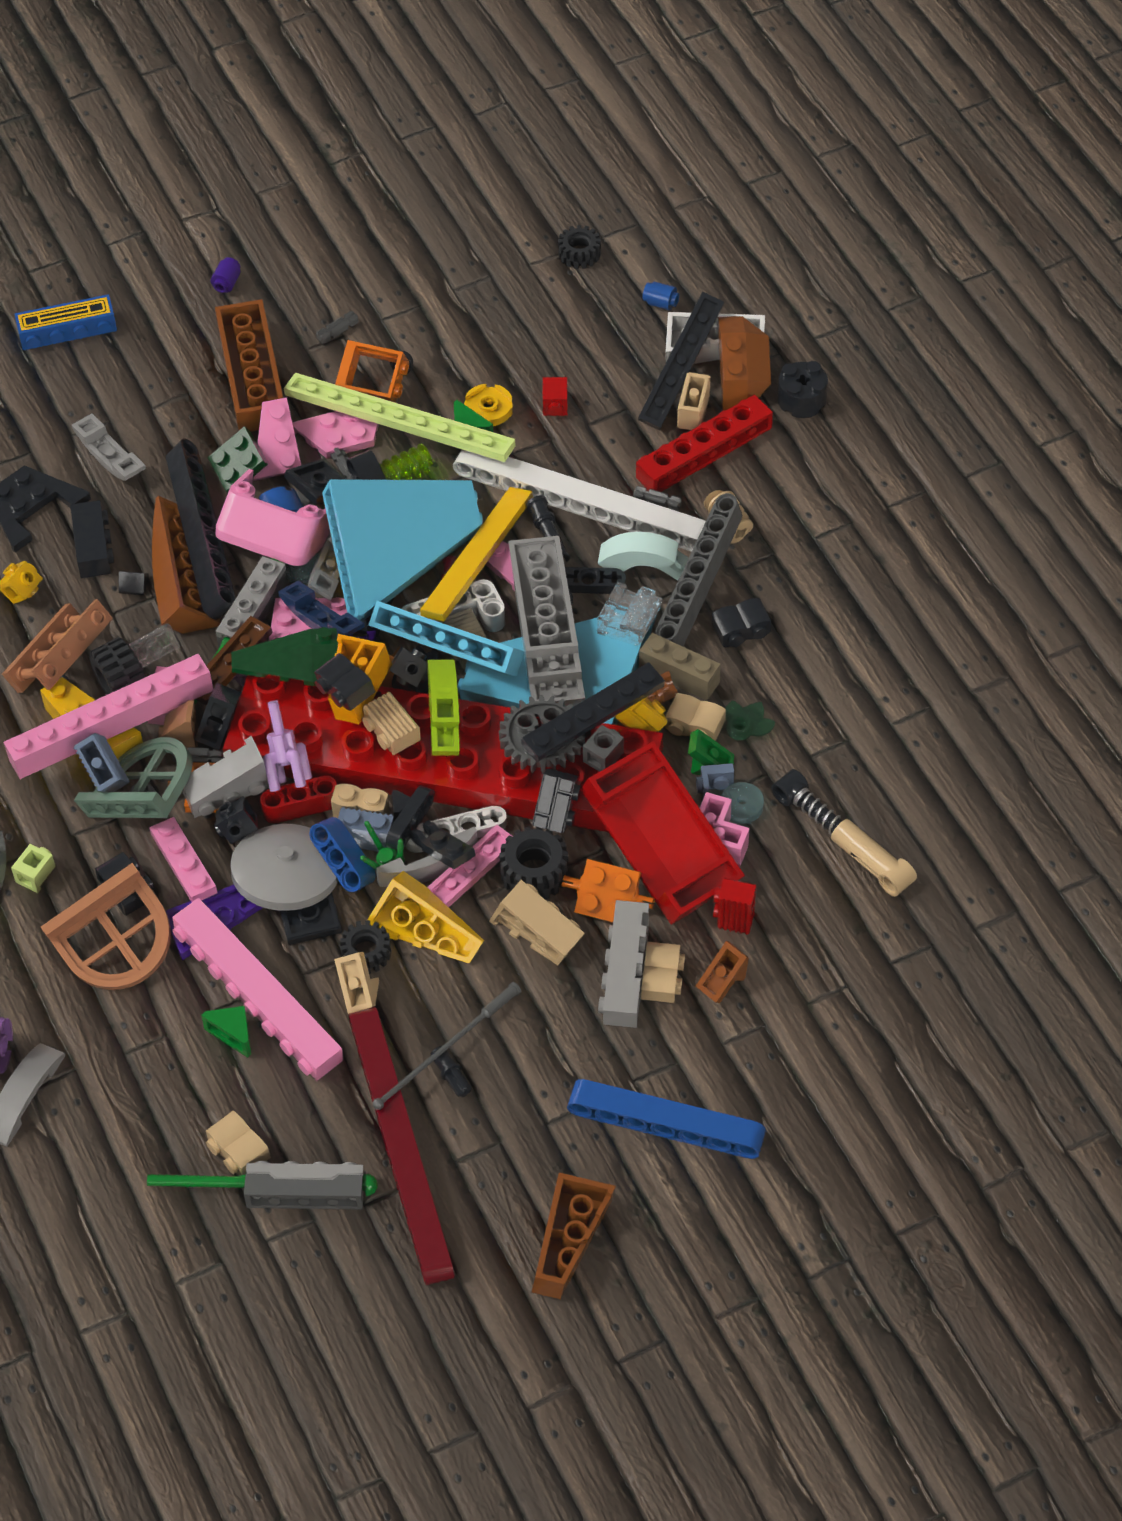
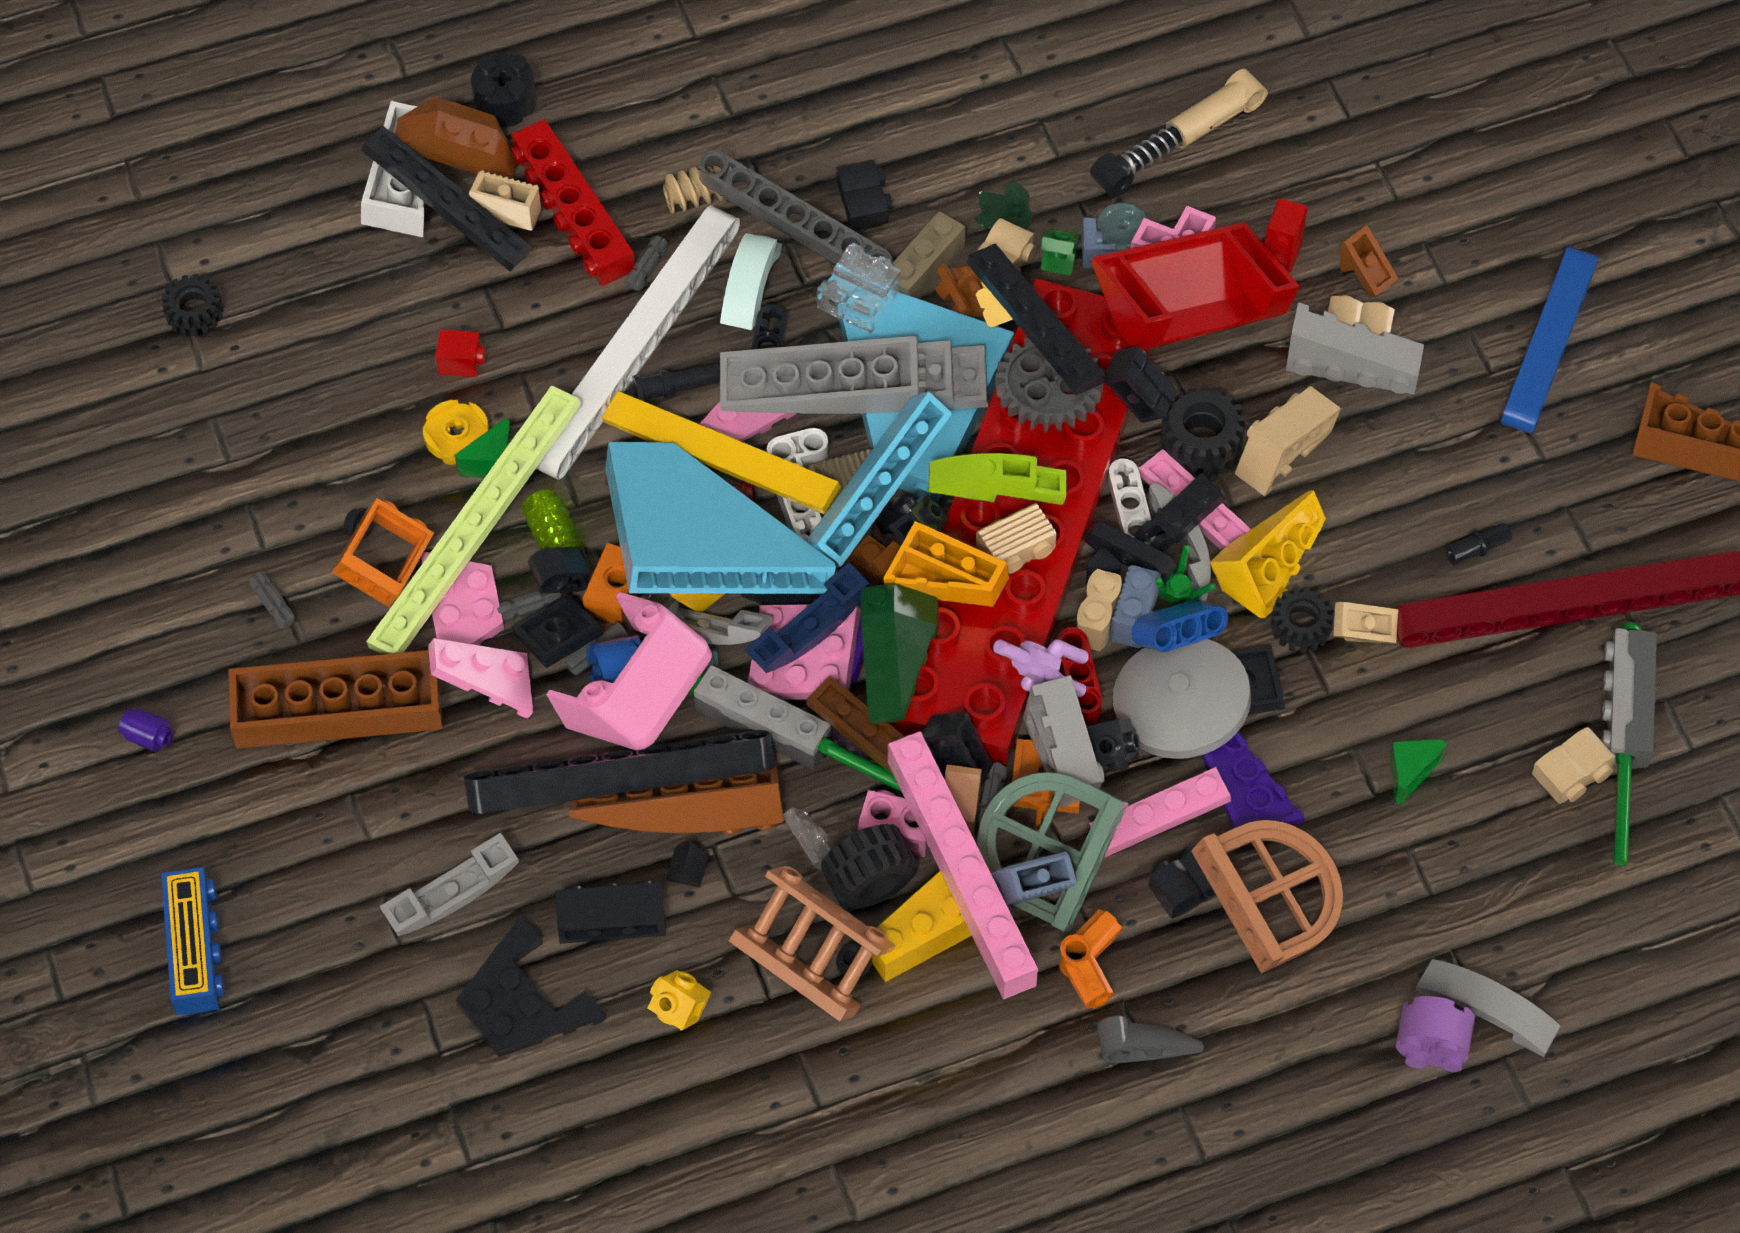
camera: 85 degrees left, 5 degrees up
(33, 867) = (1158, 974): yellowish green brick -> none
(49, 820) = (1090, 943): none -> orange piece
(236, 457) = (506, 723): plate -> none
(257, 989) = (1364, 732): bright pink brick -> none
(344, 682) = (982, 561): black brick -> none
(512, 990) = (1400, 499): dark grey piece -> none
(599, 757) = (1091, 318): dark grey brick -> none
(601, 888) = (1249, 361): orange plate -> none
(661, 295) = (305, 222): blue brick -> none

